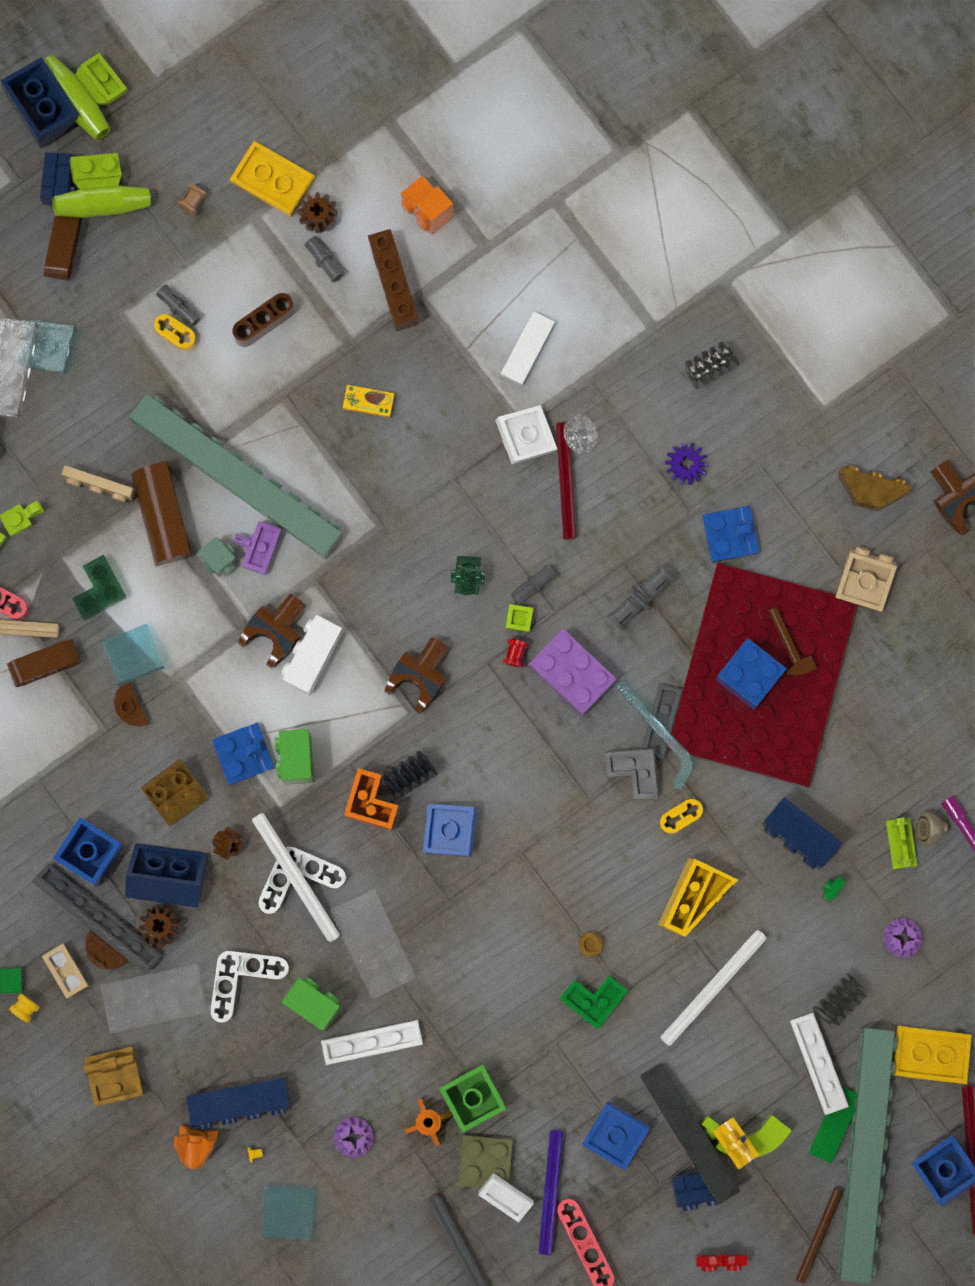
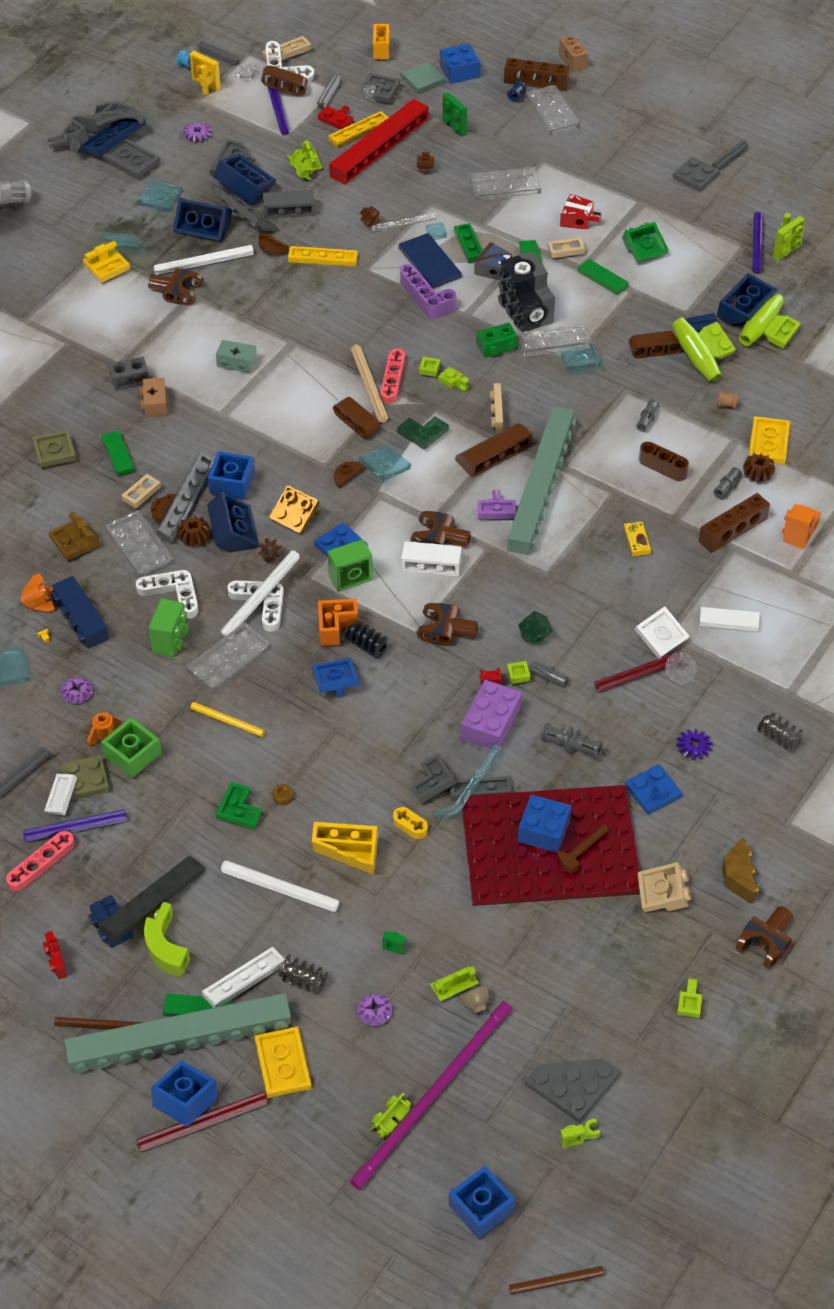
camera: 70 degrees right, 30 degrees down
(24, 1008) = (106, 476): yellow wheel -> none
(172, 336) = (624, 419): yellow beam -> none
(218, 557) = (477, 485): sand green brick -> none
(371, 1042) = (154, 681): white tile -> none
(461, 973) = (227, 719): none -> yellow bar
(616, 1135) = (134, 851): blue hinge -> none
(735, 1143) = (153, 921): yellow hips -> none
(801, 834) = (430, 903): dark blue slope -> none

